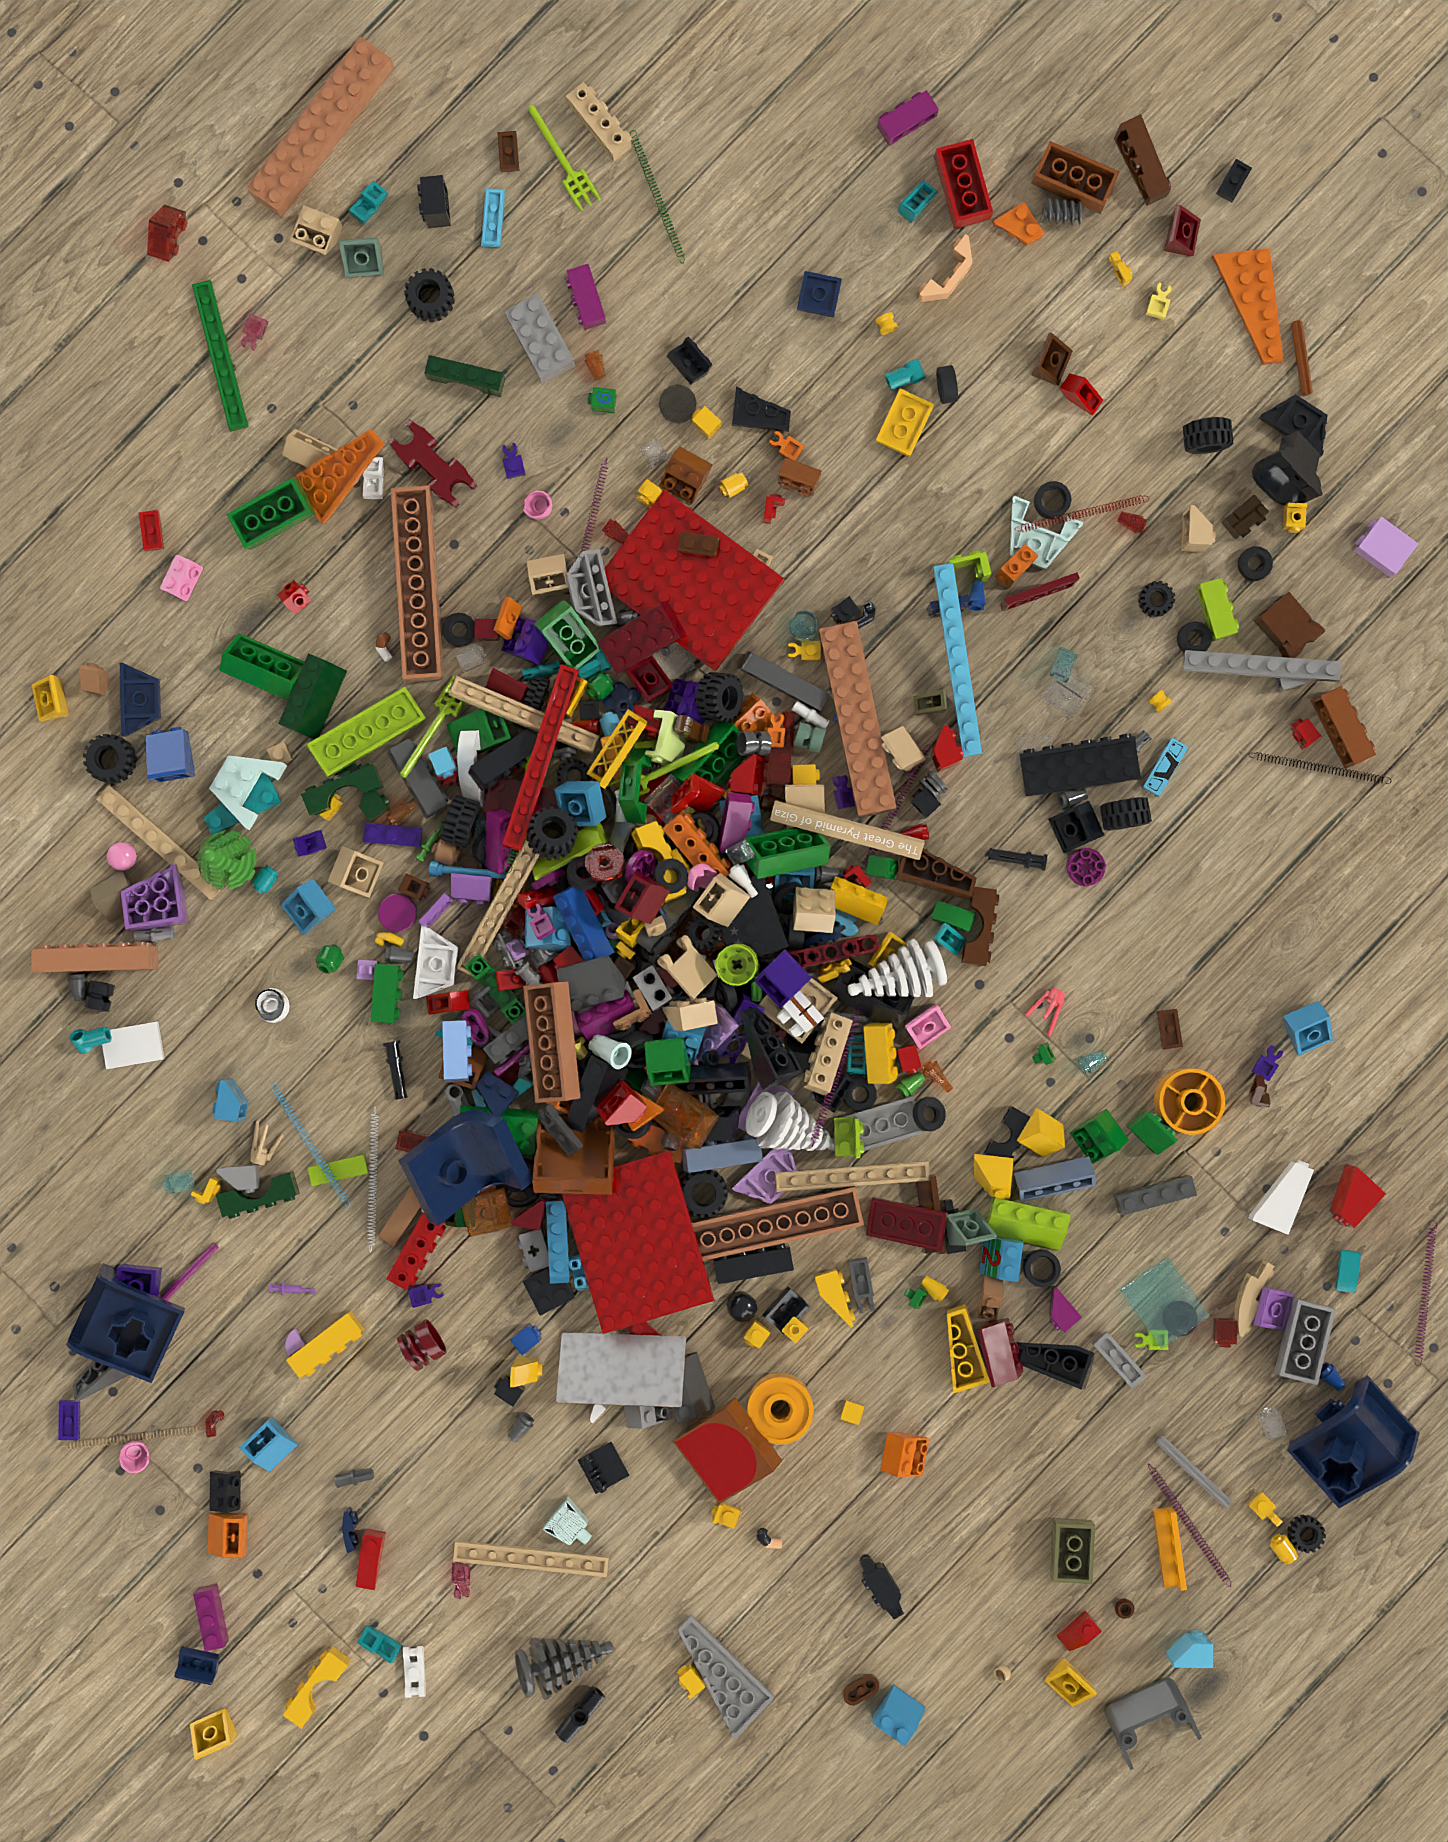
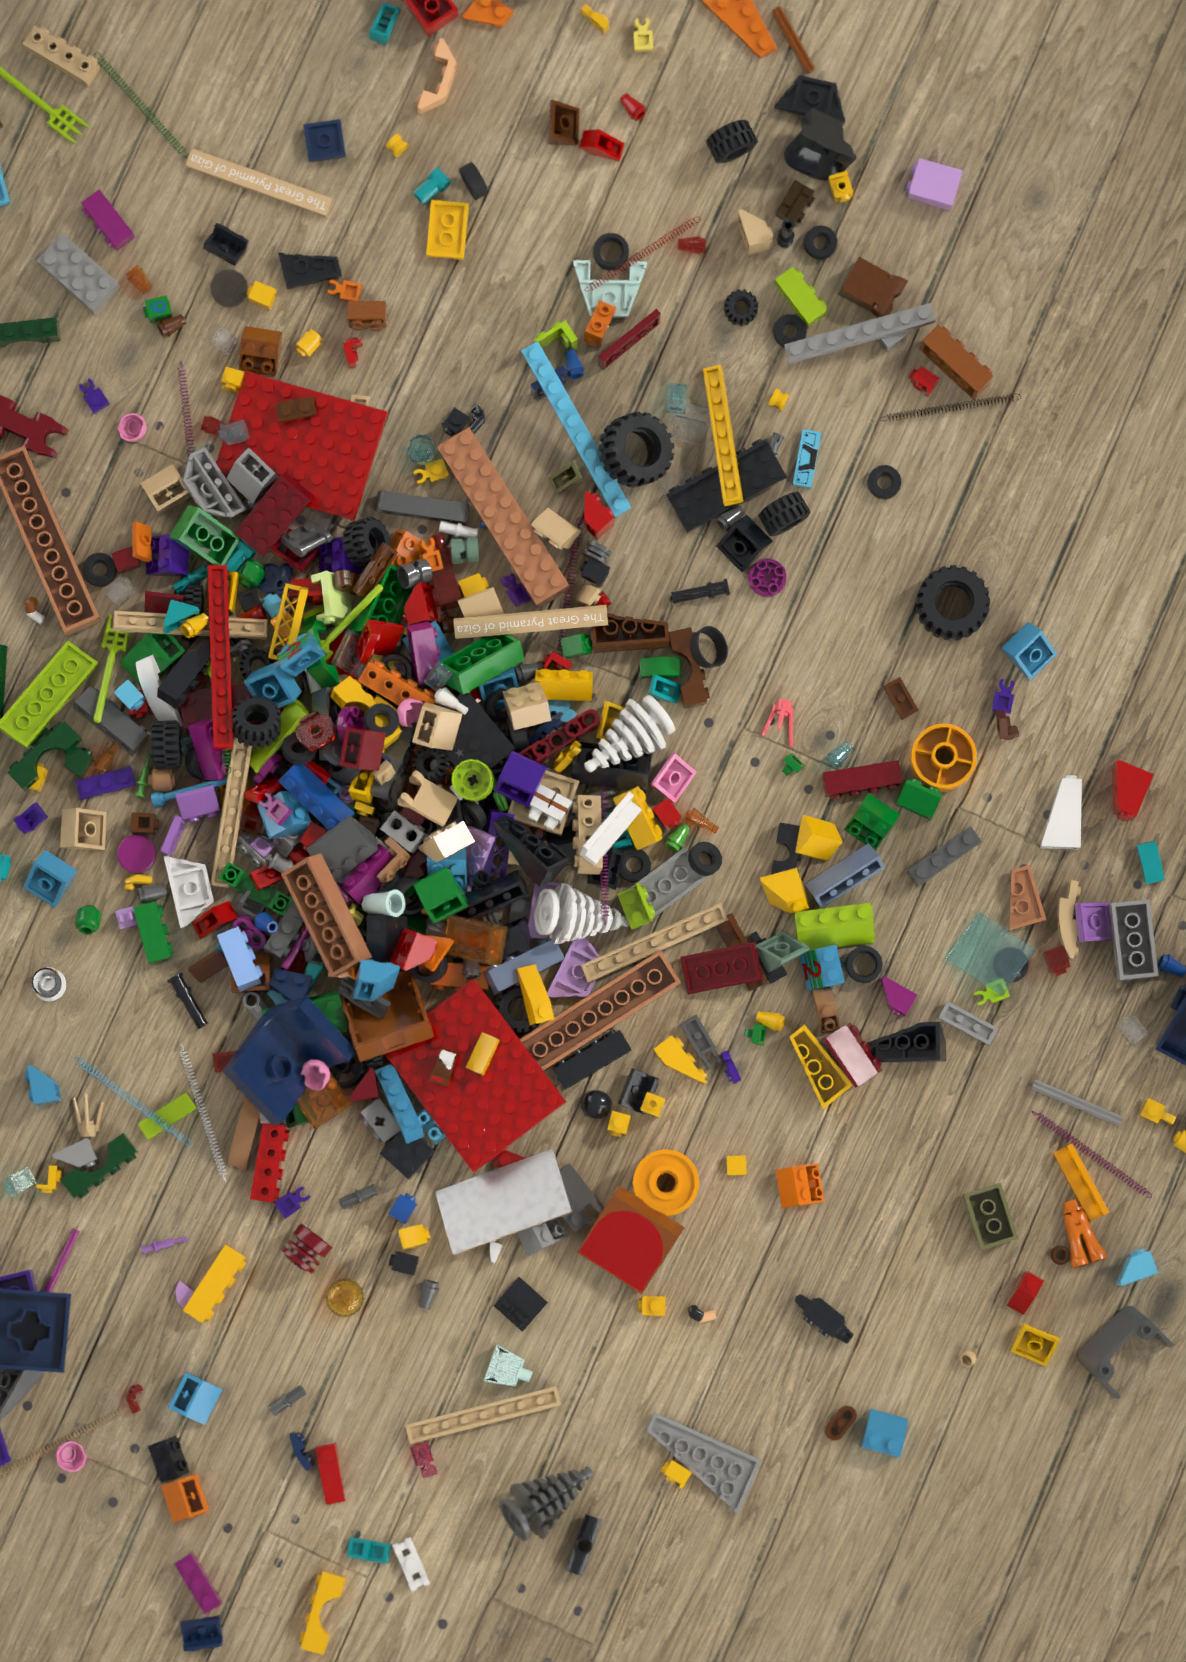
camera: 25 degrees left, 5 degrees down
(425, 1044) = (209, 966): none -> reddish brown tile
(442, 1401) = (345, 1297): none -> clear yellow cylinder
(487, 1189) = (315, 1074): none -> bright pink hair
(488, 1311) = (358, 1196): none -> dark grey axle
(493, 1024) = (265, 922): none -> blue cone
(515, 703) = (177, 614): none -> teal slope
(525, 718) = (194, 625): none -> yellow cone
(574, 1120) = (374, 979): none -> dark azure slope
(607, 420) = (171, 325): none -> reddish brown cone
(610, 1226) = (444, 1067): none -> reddish brown leg
(616, 784) = (300, 654): none -> dark azure slope
(631, 545) = (234, 432): none -> clear light blue bracket
(633, 593) = (251, 476): none -> light grey slope
(651, 1226) = (482, 1053): none -> yellow slope
(663, 672) = (305, 538): none -> dark grey plate
(717, 727) = (375, 570): none -> reddish brown tile
(721, 1189) = (534, 995): none -> yellow slope
(742, 312) = (259, 182): none -> tan tile
(850, 1060) = (610, 830): none -> white fence
(880, 1323) = (731, 1072): none -> dark purple plate
(910, 824) = (587, 595): none -> tan slope
(1018, 915) = (719, 642): none -> black tyre
(1029, 703) = (656, 441): none -> black tyre
(1095, 717) = (722, 435): none -> yellow tile
(1104, 1092) = (862, 778): none -> dark red brick
(1125, 369) = (633, 107): none -> red cone
(1151, 1587) = (1076, 1225): none -> orange piece
(1215, 1263) = (1024, 899): none -> nougat wing
(1226, 544) = (786, 234): none -> black pin
(1241, 810) = (888, 471): none -> black tyre
(1279, 957) = (959, 578): none -> black tyre

